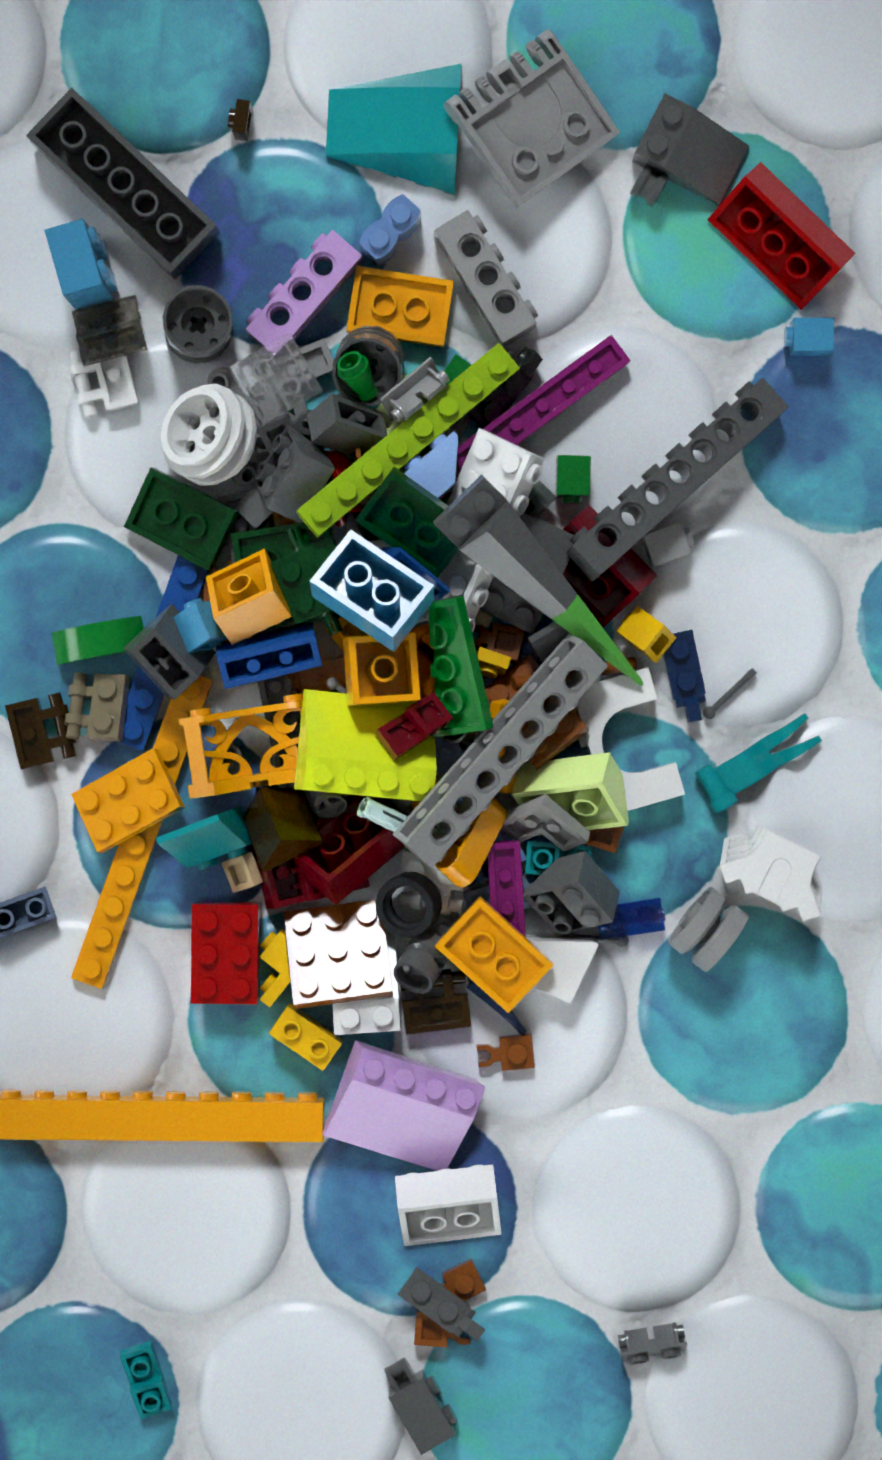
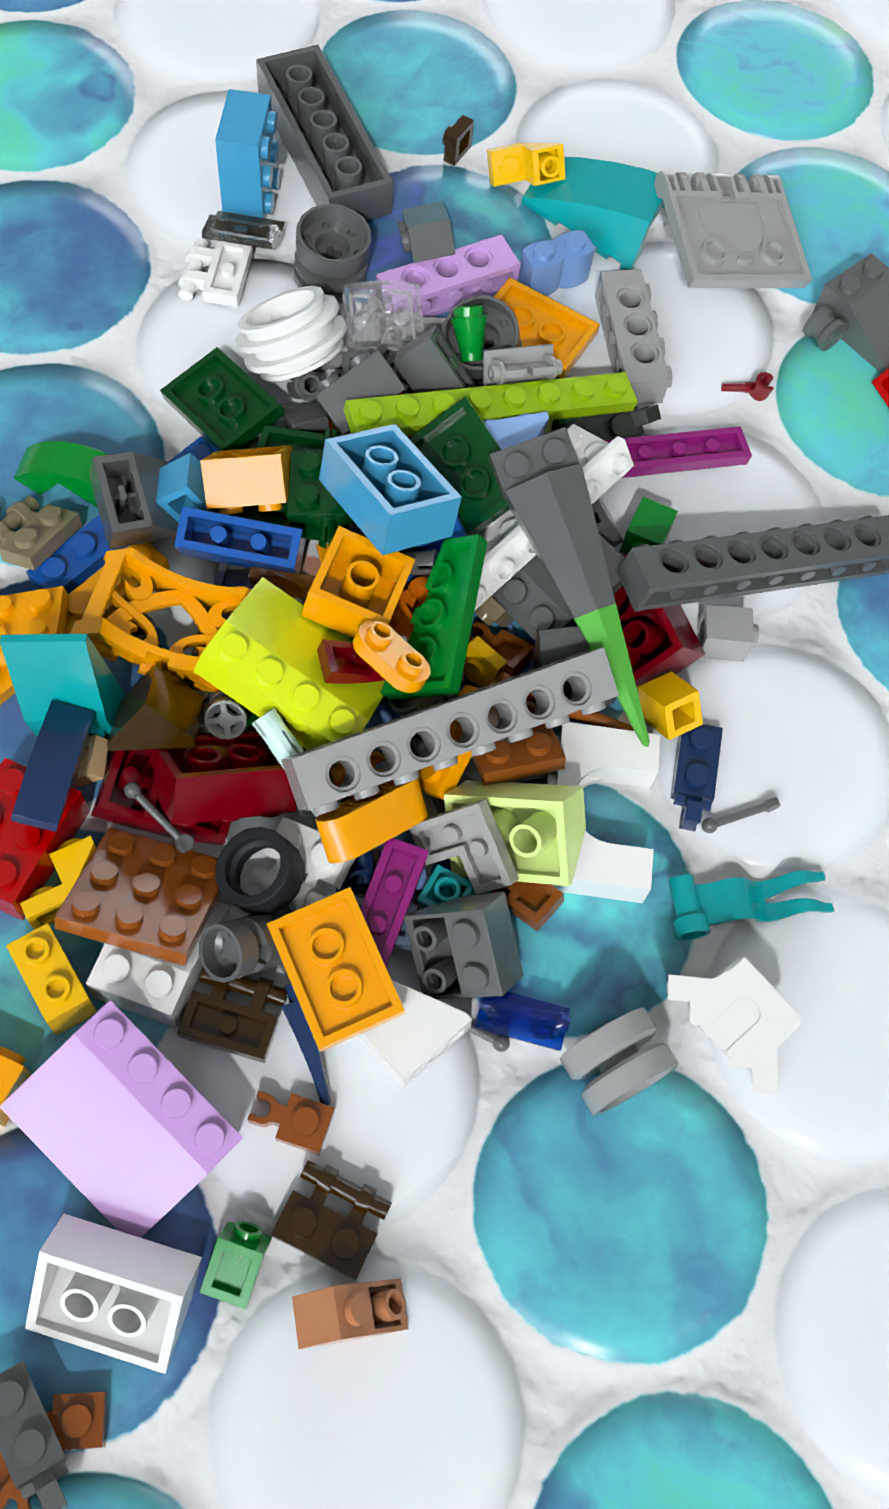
camera: 15 degrees right, 25 degrees down
(234, 902) = (53, 766): none -> dark blue slope
(266, 258) = (426, 232): none -> dark grey brick
(294, 889) = (183, 841): none -> dark grey hinge
(306, 122) = (526, 161): none -> yellow slope
(434, 725) = (391, 656): none -> light orange plate
(514, 1155) = (235, 1263): none -> bracket
(561, 1113) = (325, 1233): none -> dark brown plate
(598, 1155) = (349, 1312): none -> nougat slope
(603, 279) = (757, 389): none -> dark red hand

